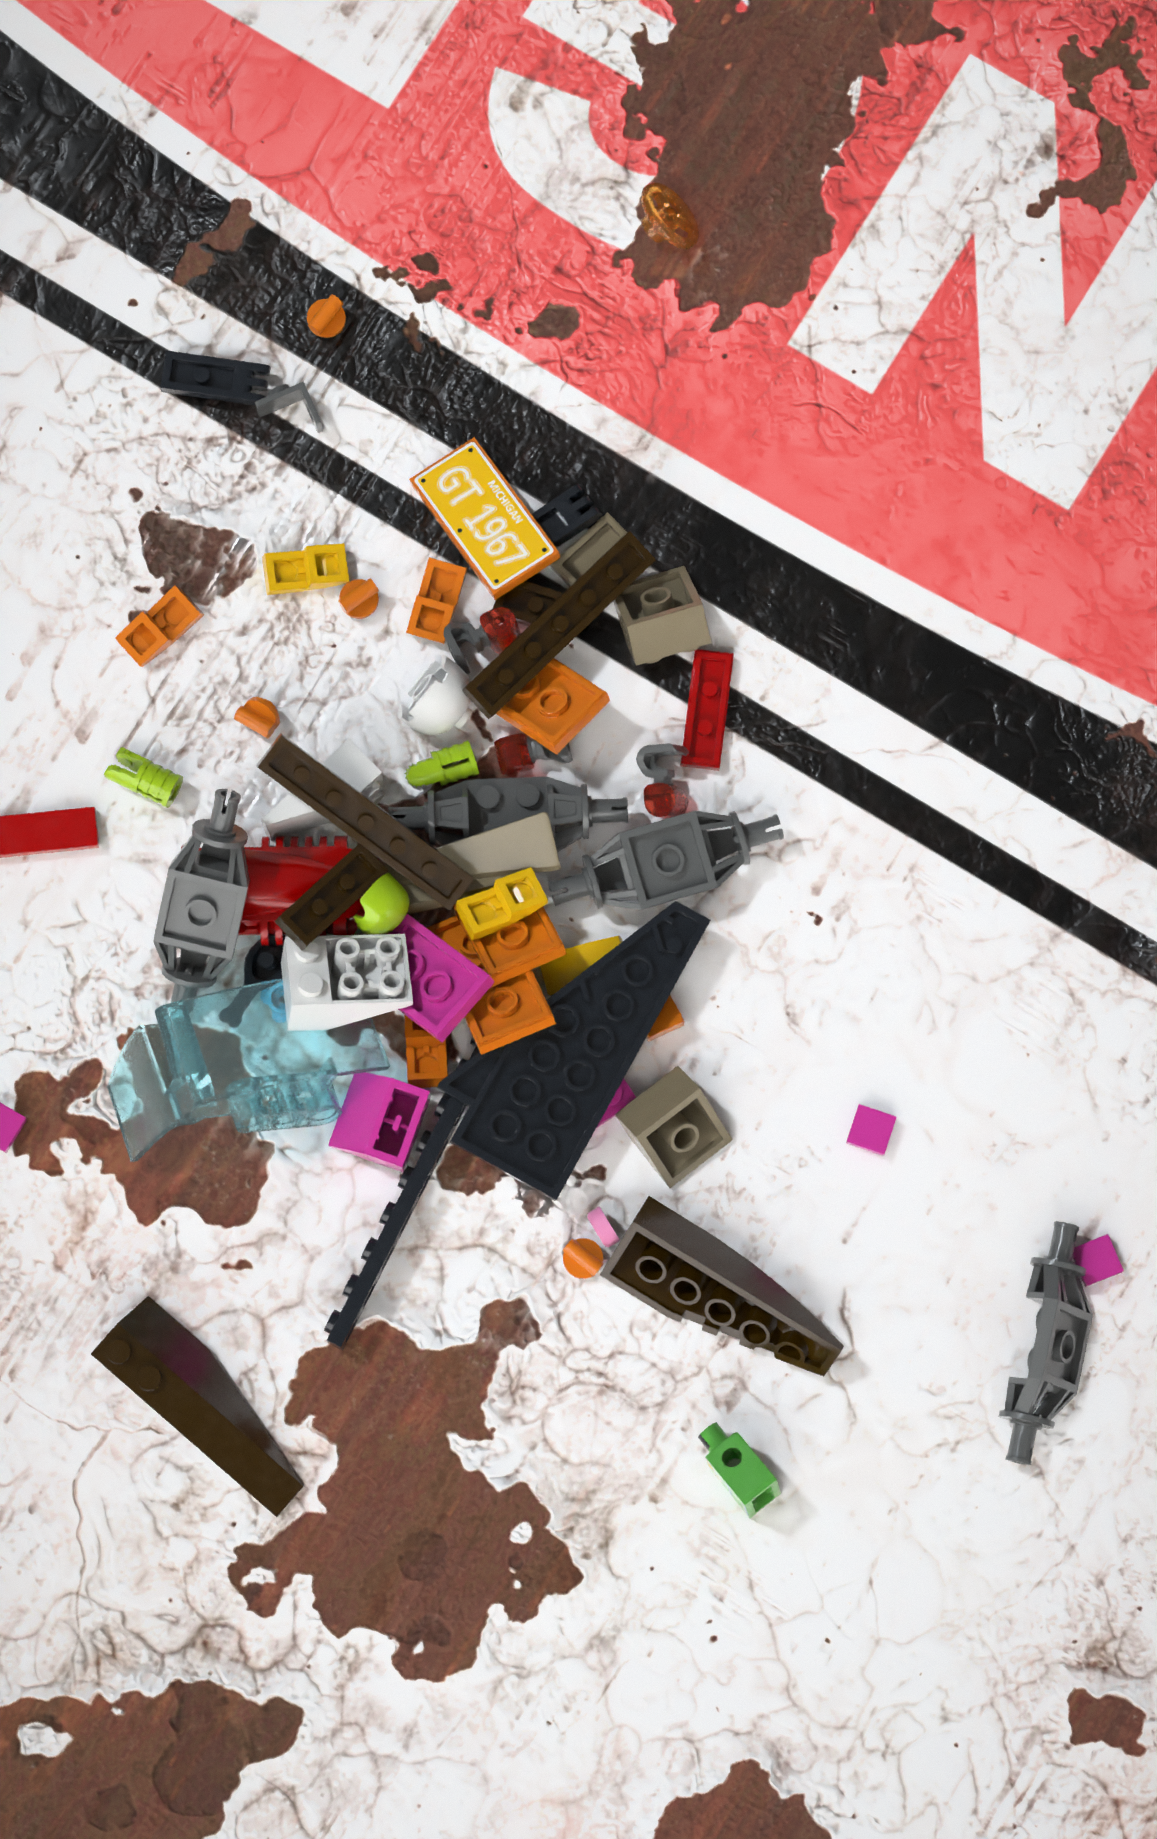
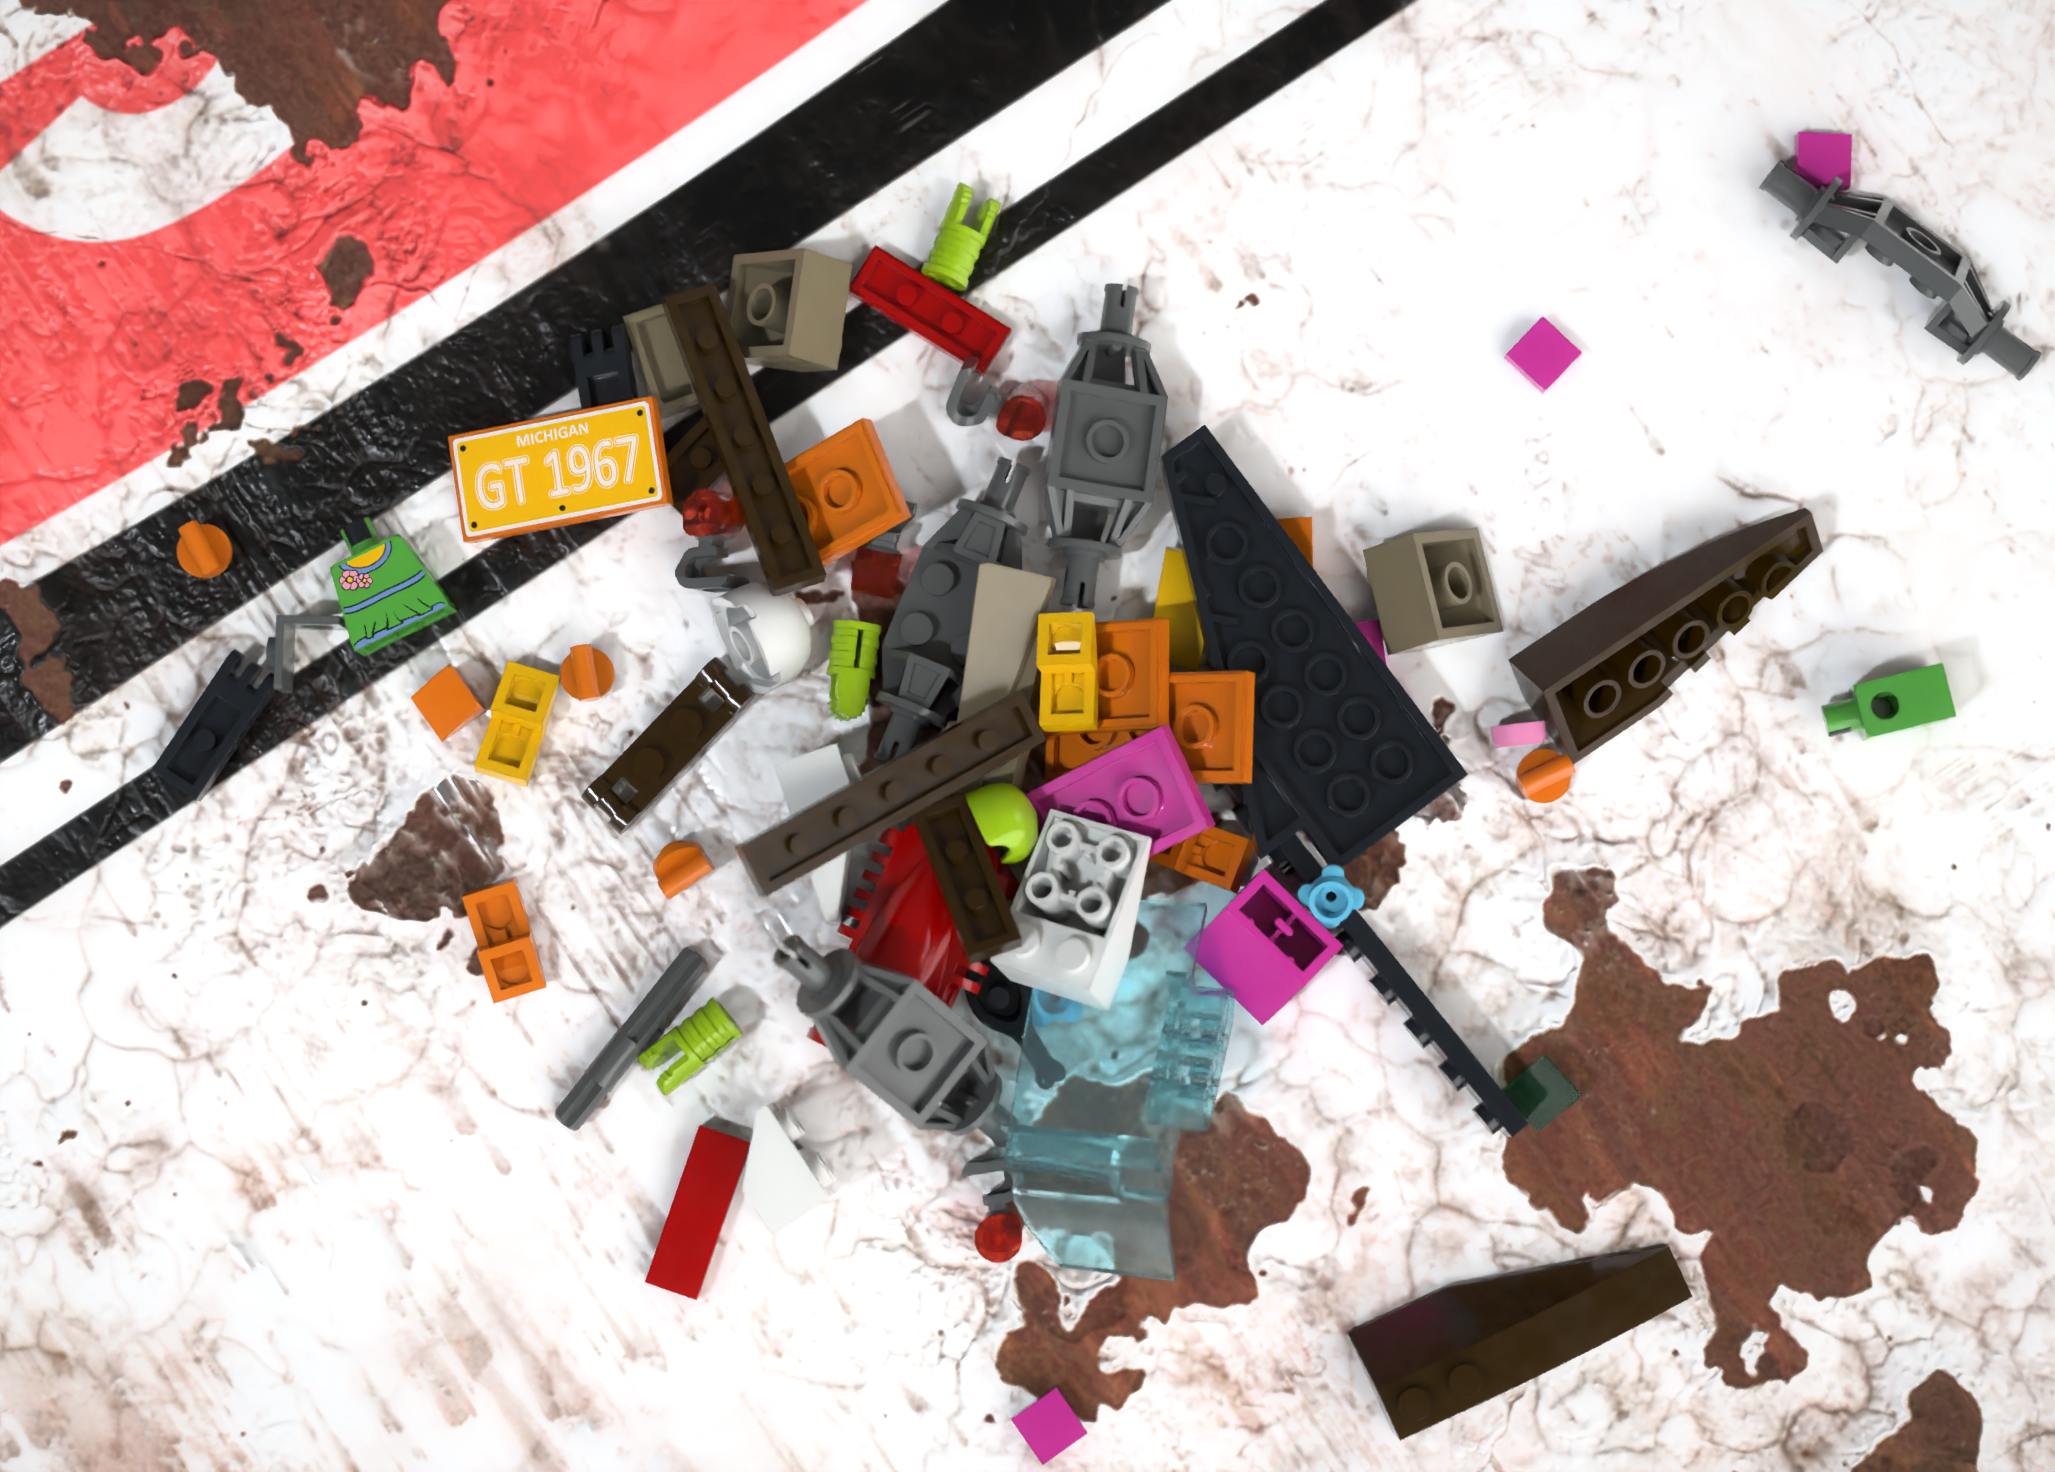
camera: 65 degrees left, 5 degrees up
(86, 870) = (779, 1171): none -> white slope
(111, 1033) = (999, 1231): none -> leg
(131, 737) = (630, 1039): none -> dark grey axle
(299, 518) = (448, 702): none -> orange slope
(336, 673) = (668, 745): none -> dark brown plate
(354, 443) = (384, 589): none -> bright green torso
(367, 1352) = (1541, 1092): none -> clear green slope
(420, 1144) = (1326, 911): none -> medium azure plate
(436, 600) = (635, 578): orange slope -> none
(663, 219) = (280, 66): clear orange piece -> none
(756, 707) = (957, 245): none -> lime hinge

